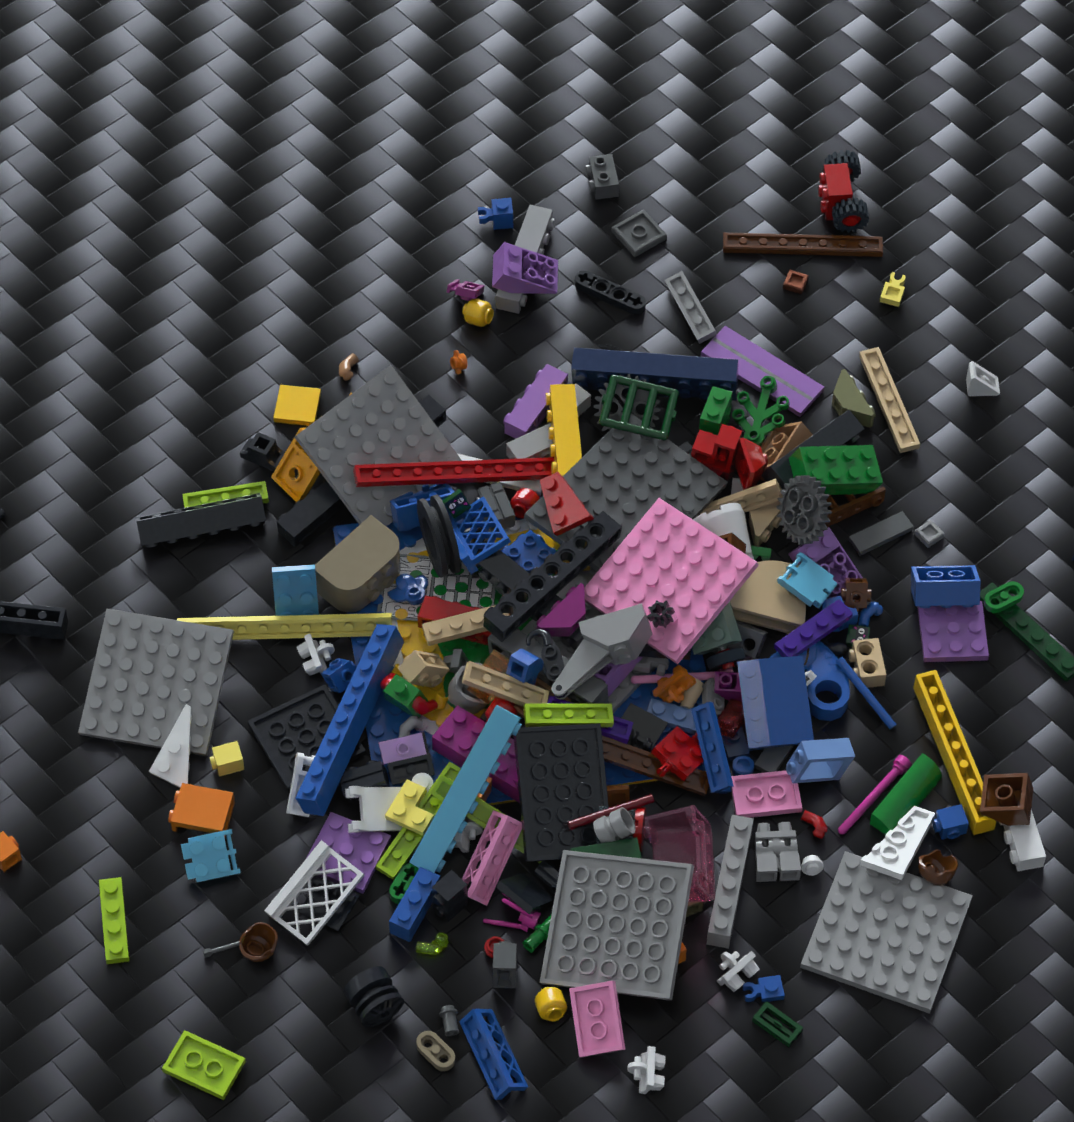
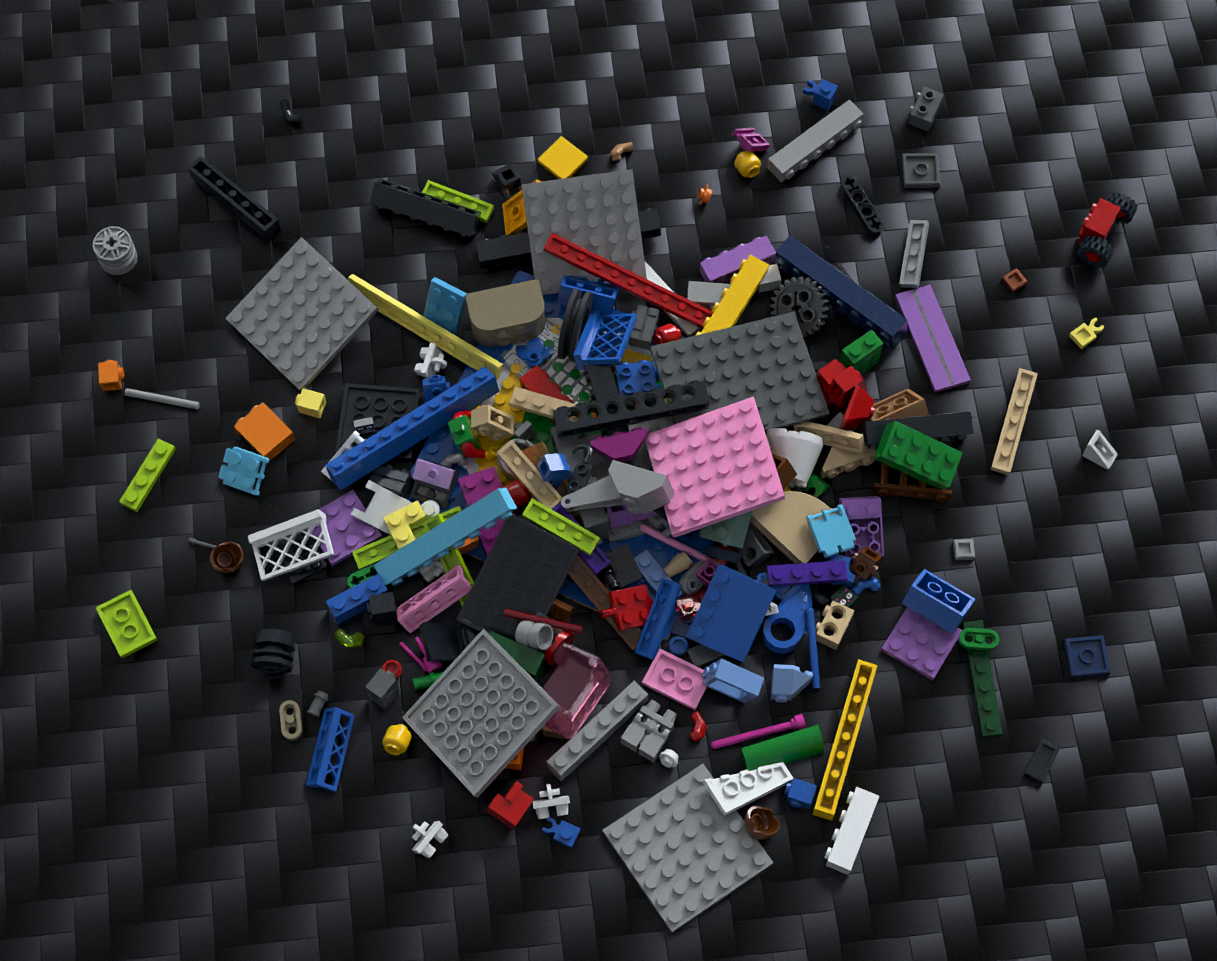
camera: 35 degrees right, 10 degrees up
(48, 851) = (161, 398): none -> light grey bar
(173, 759) = (273, 379): white wing -> none
(300, 744) = (364, 425): none -> light grey tile
(456, 503) = (610, 307): tile -> none
(524, 271) = (802, 151): medium lavender slope -> none
(562, 504) = (679, 358): red wing -> none
(597, 1019) = (417, 774): bright pink plate -> none
(624, 423) = (792, 333): dark green bar -> none
(656, 610) = (683, 491): black gear -> none
(673, 688) = (666, 552): orange hips -> none
(705, 992) = (511, 807): none -> red plate
(761, 413) = (903, 372): green plant -> none
(771, 1030) = (555, 882): dark green tile -> none
(802, 244) = (1043, 253): reddish brown tile -> none
(804, 509) = (865, 473): dark grey gear -> none
(848, 397) = (981, 404): olive slope -> none
(865, 734) = (788, 682): none -> light blue slope
(881, 533) = (925, 526): dark grey tile -> none
(1007, 798) = (851, 806): reddish brown slope -> none

